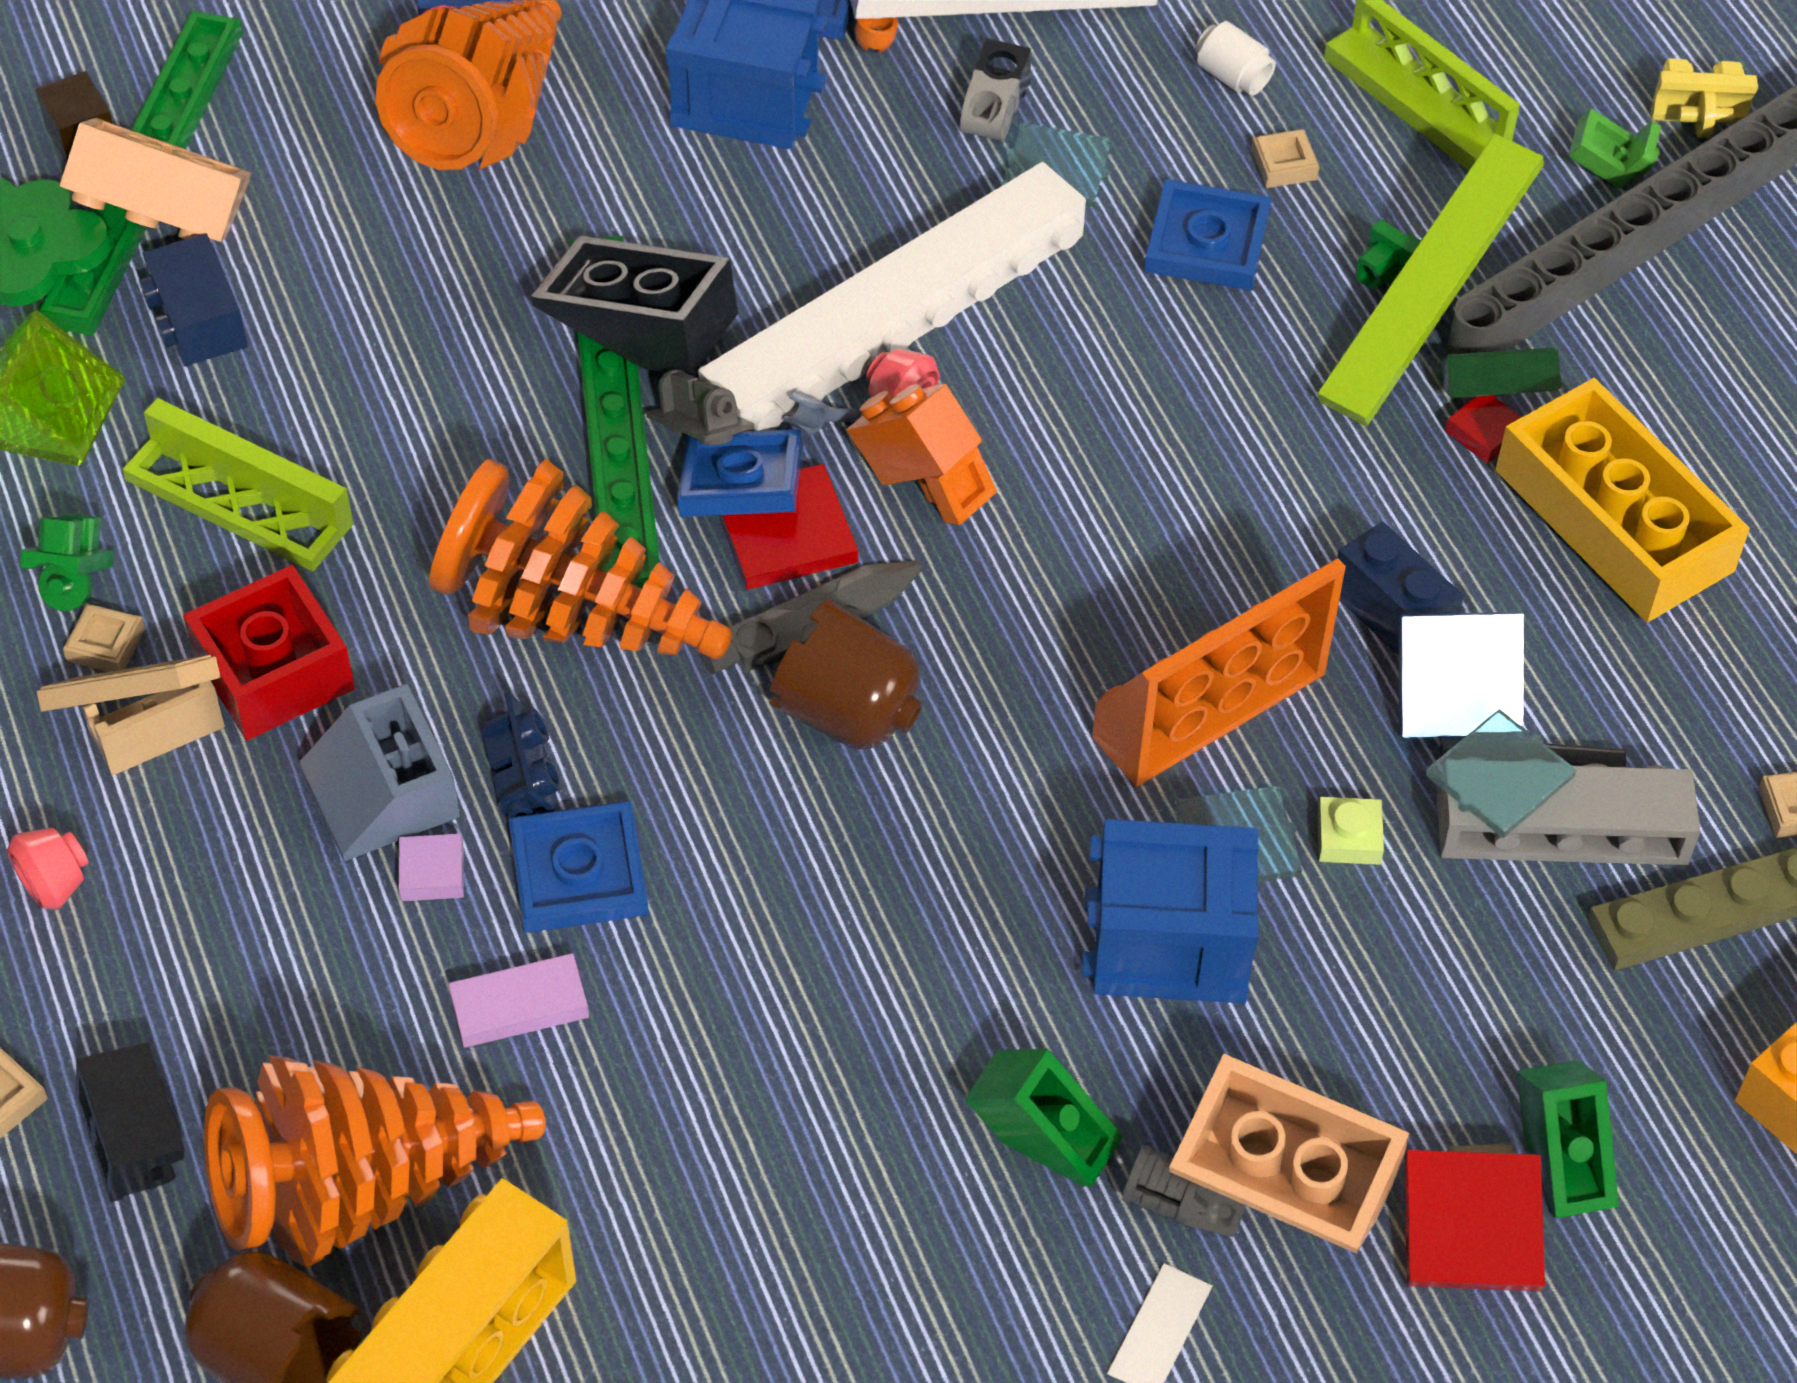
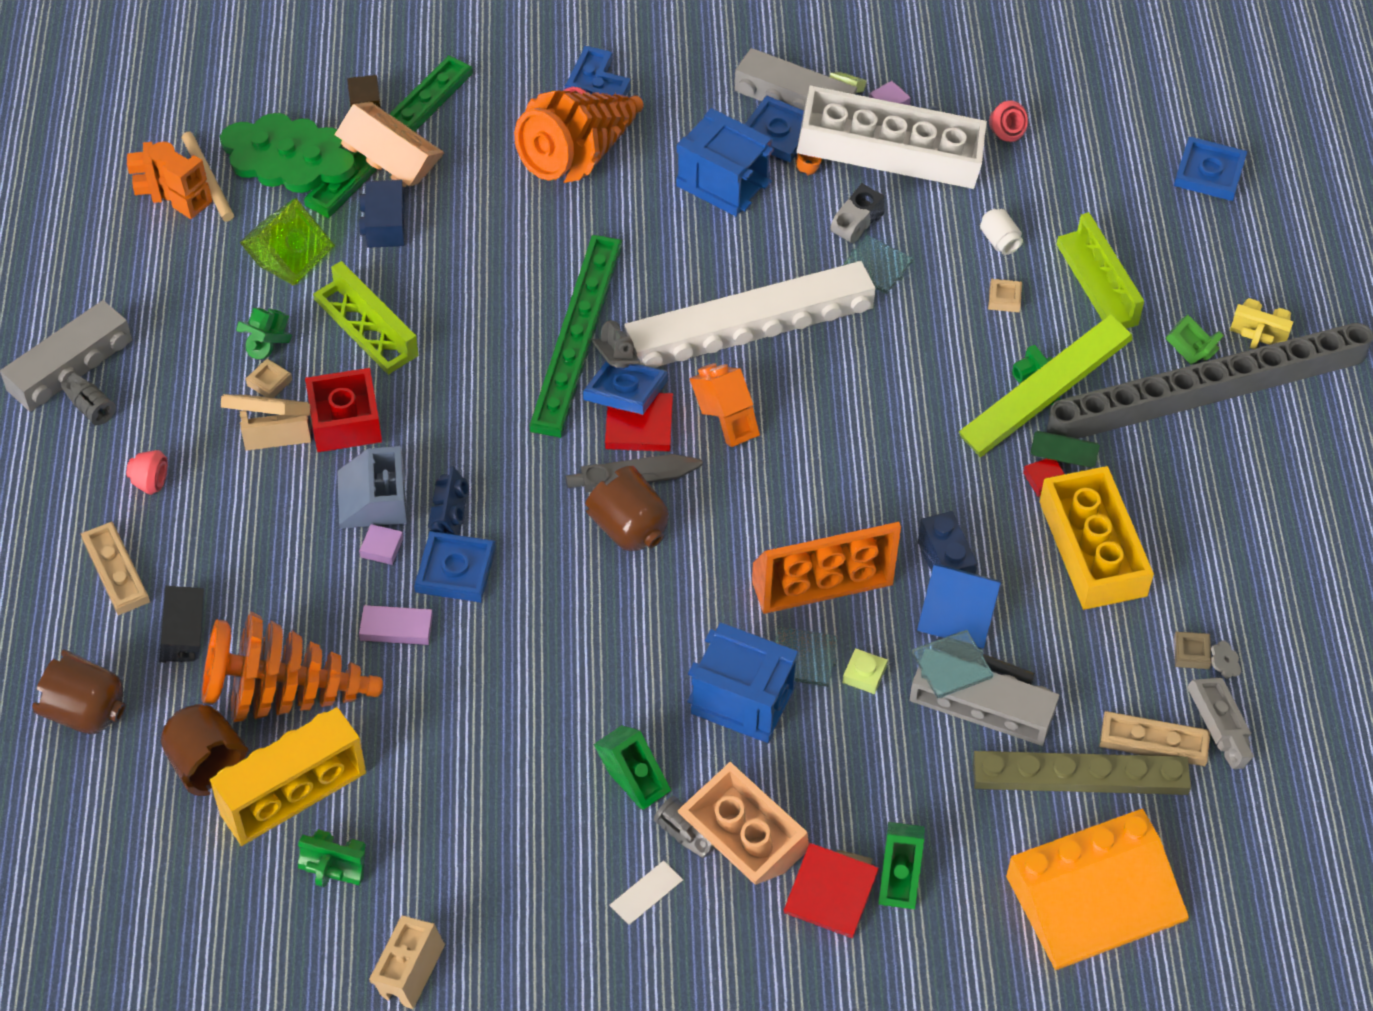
camera: 20 degrees right, 0 degrees up
(47, 865) = (193, 486): coral cone -> none
(549, 563) = (497, 403): orange plant -> none
(642, 301) = (612, 278): black slope -> none
(814, 413) = (678, 365): sand blue hand -> none
(900, 370) = (735, 357): coral cone -> none
(1208, 234) = (939, 326): blue plate -> none

